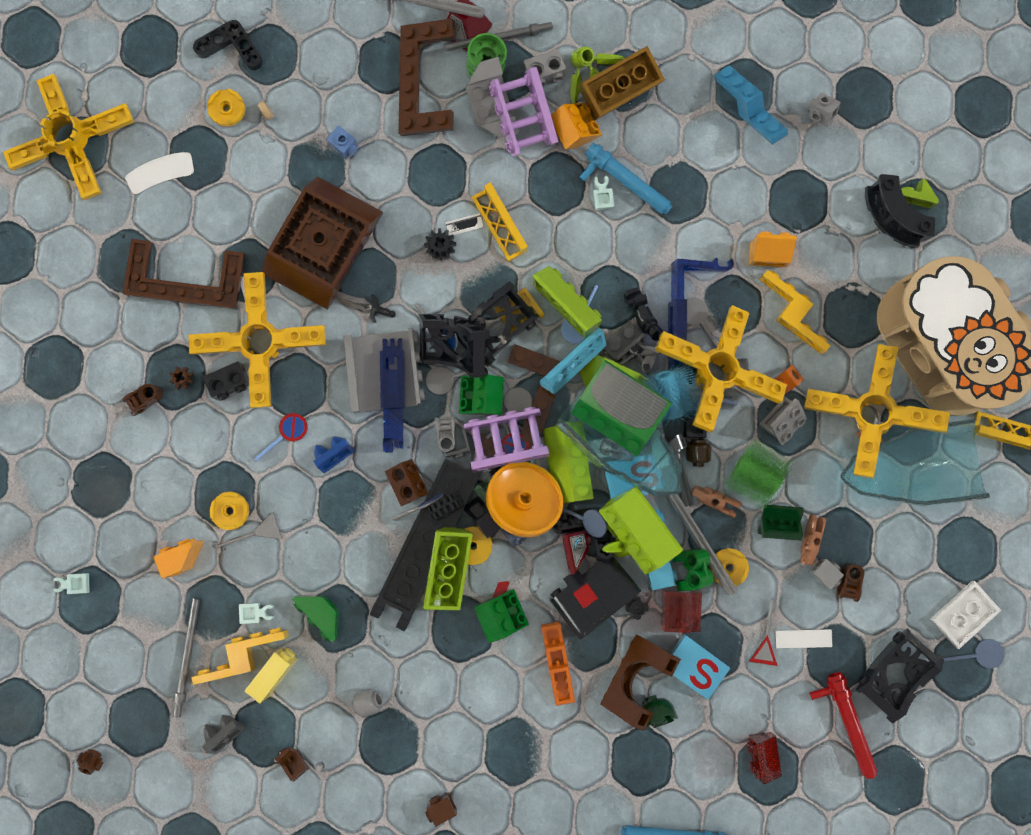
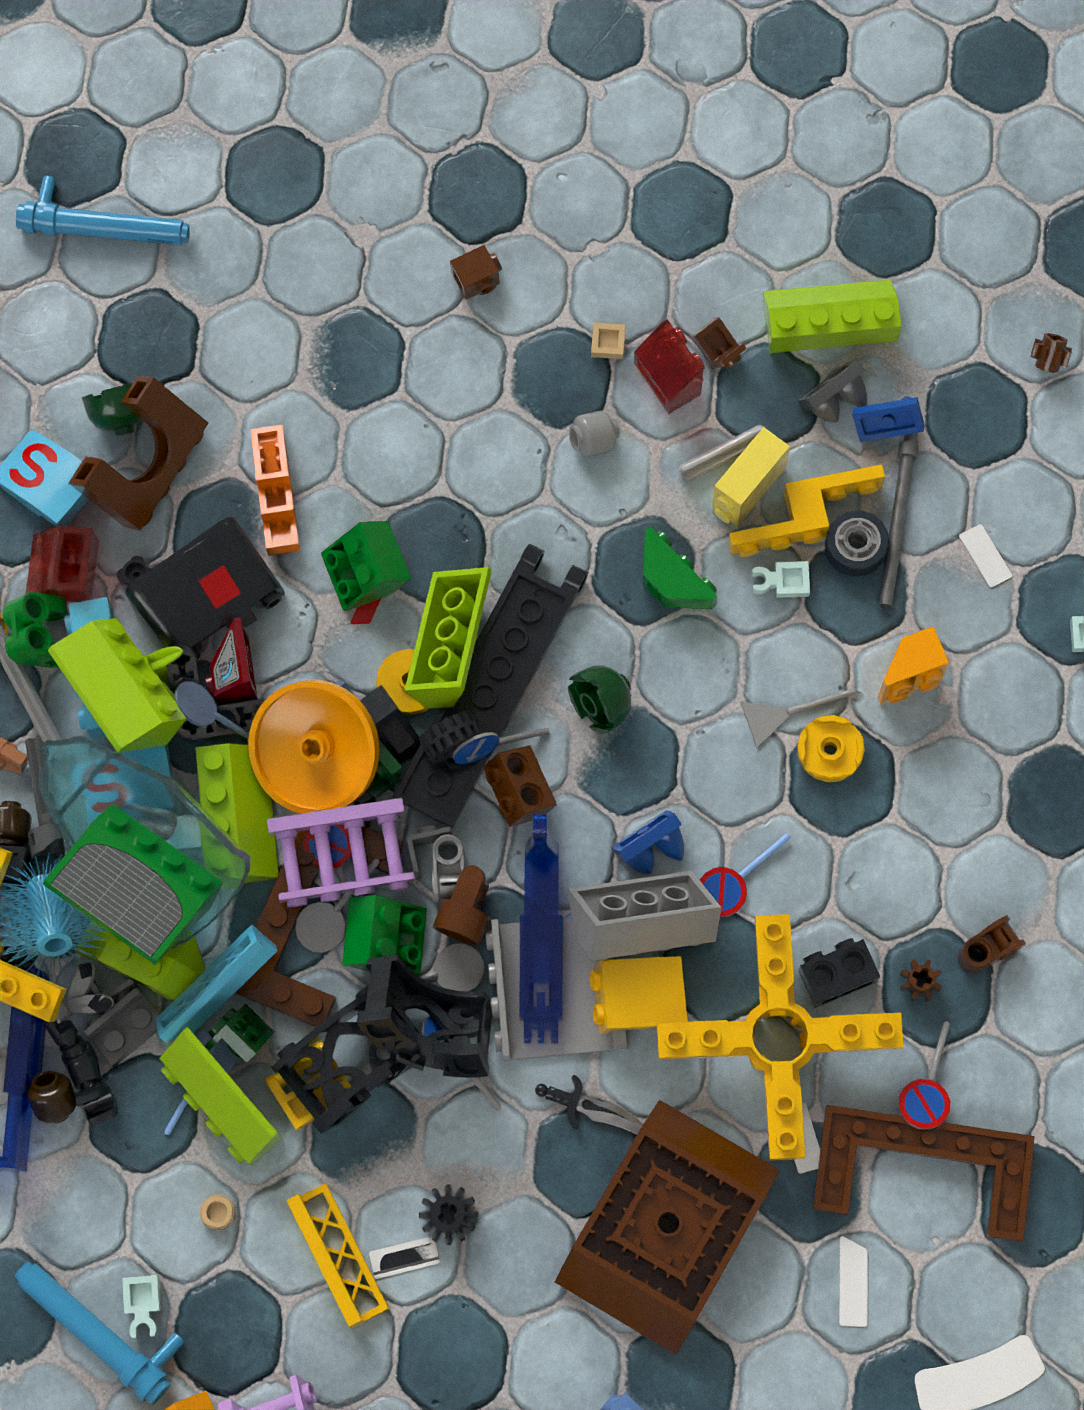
camera: 175 degrees left, 10 degrees down
(137, 632) = (985, 555): none -> white sticker
(182, 311) = (923, 1101): none -> piece
(190, 714) = (888, 419): none -> blue tile
(200, 636) = (863, 527): none -> wheel
(222, 785) = (832, 316): none -> lime slope
(224, 217) = (853, 1284): none -> white sticker
(290, 692) = (718, 455): none -> light grey axle
(320, 746) = (670, 367): none -> clear red slope
(333, 407) = (643, 915): none -> light grey slope
(337, 363) = (638, 993): none -> yellow panel
(359, 536) = (601, 696): none -> dark green cylinder
(359, 765) = (608, 340): none -> tan plate
(438, 405) = (462, 914): none -> reddish brown piece
(557, 336) = (241, 1031): none -> dark green bracket
(565, 244) = (217, 1212): none -> tan tile
(660, 299) = (51, 1097): none -> dark brown head

